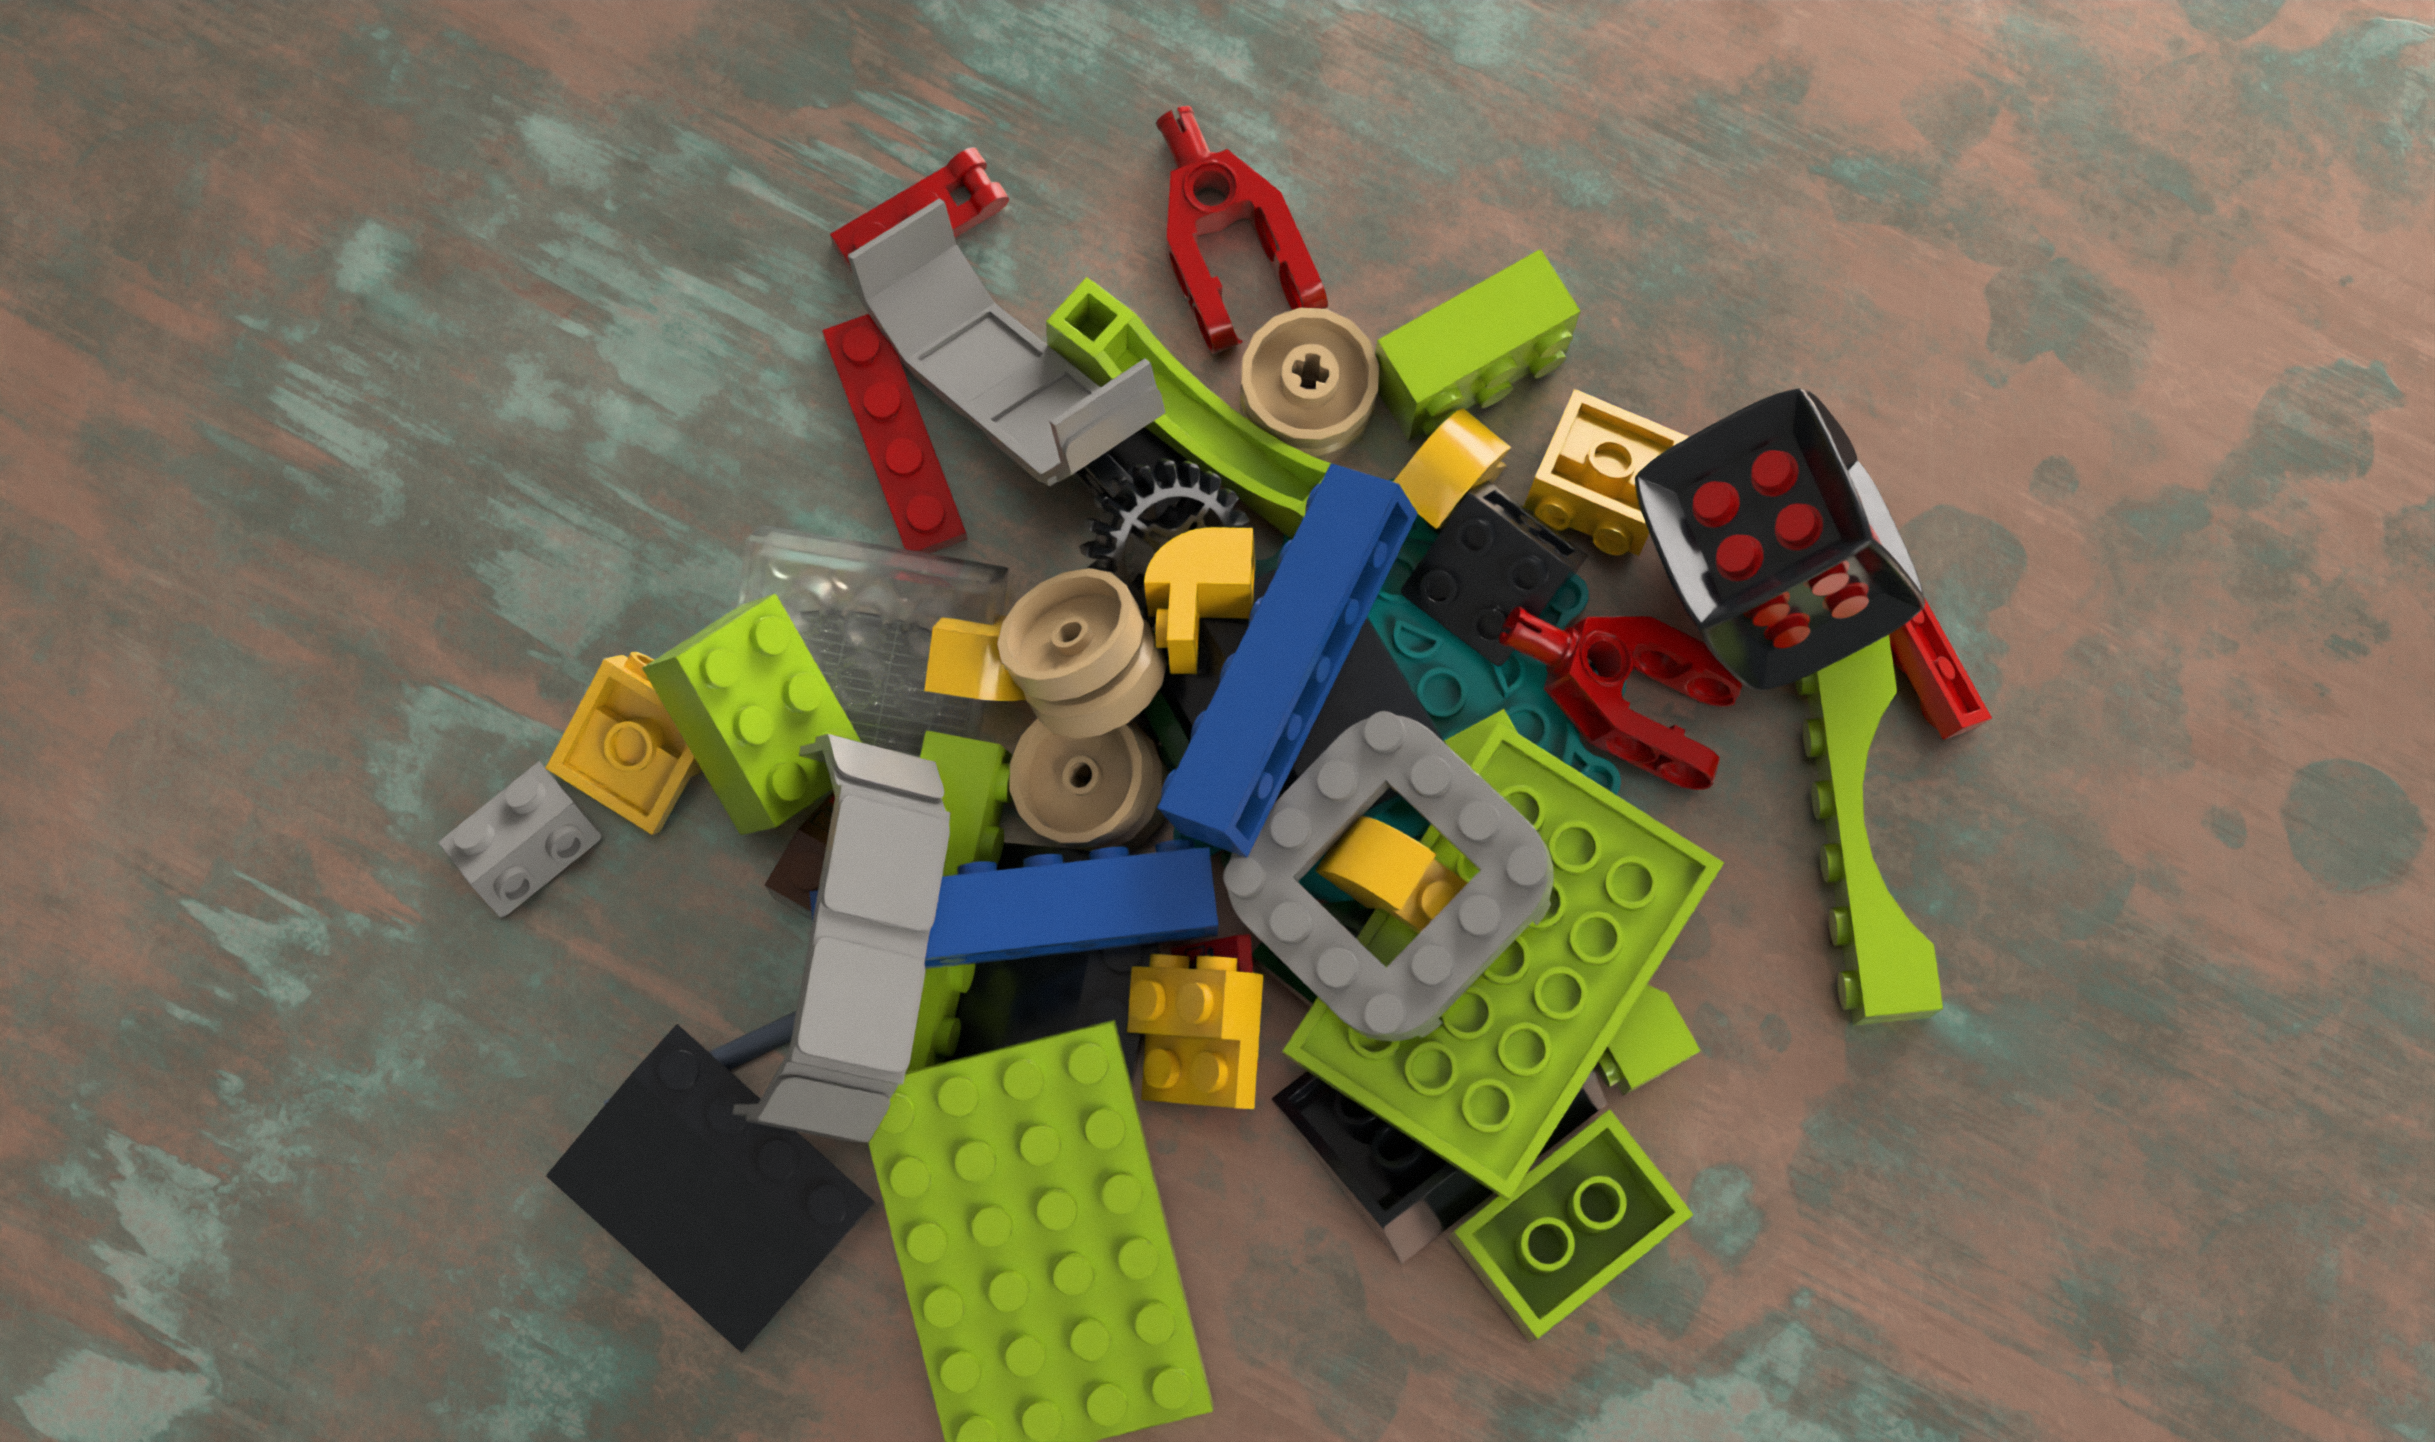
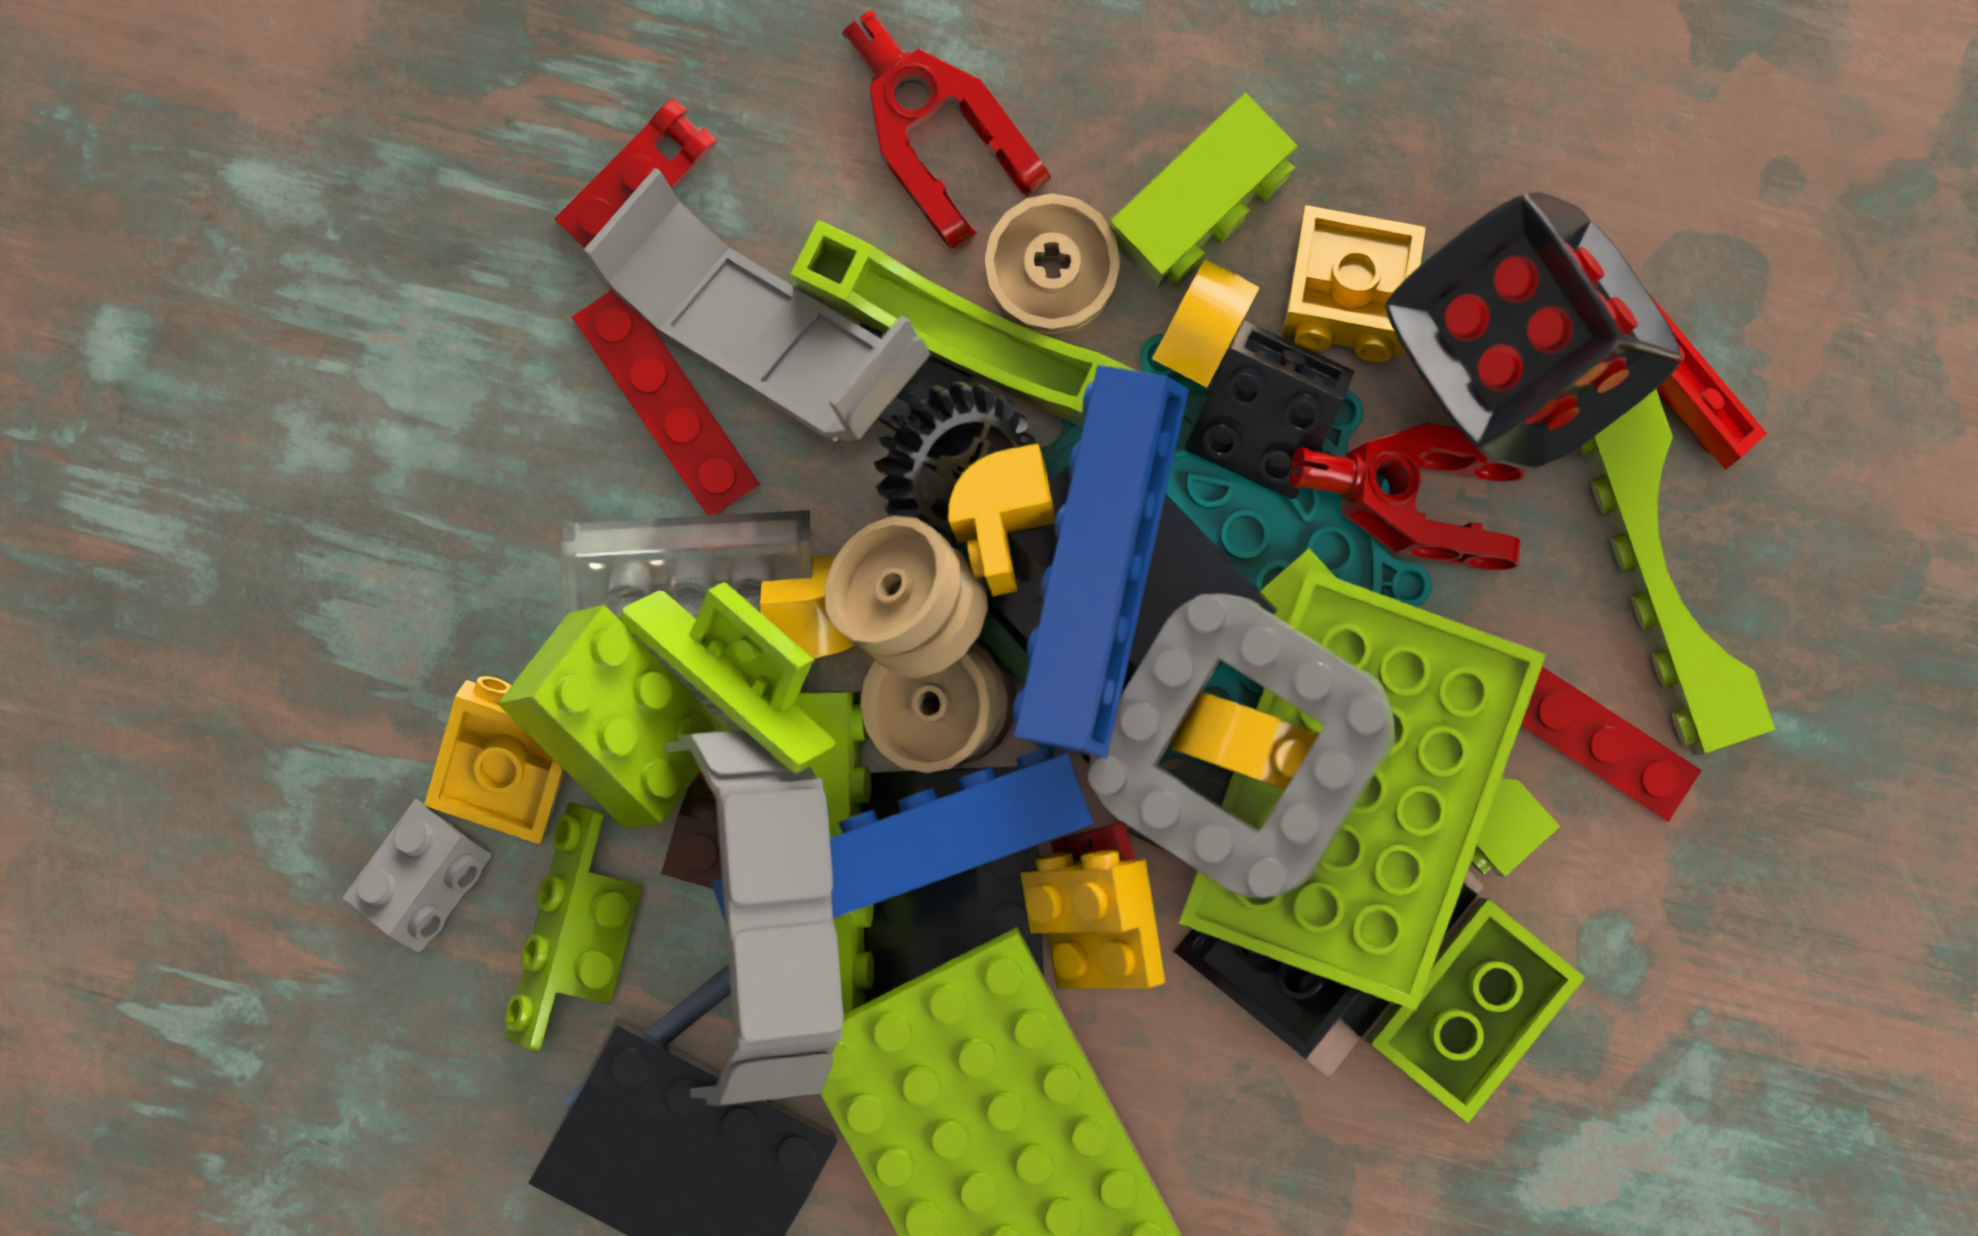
camera: 10 degrees left, 10 degrees up
(667, 932) = (577, 931): none -> lime bracket
(897, 684) = (739, 666): none -> lime bracket
(1761, 990) = (1608, 746): none -> red plate

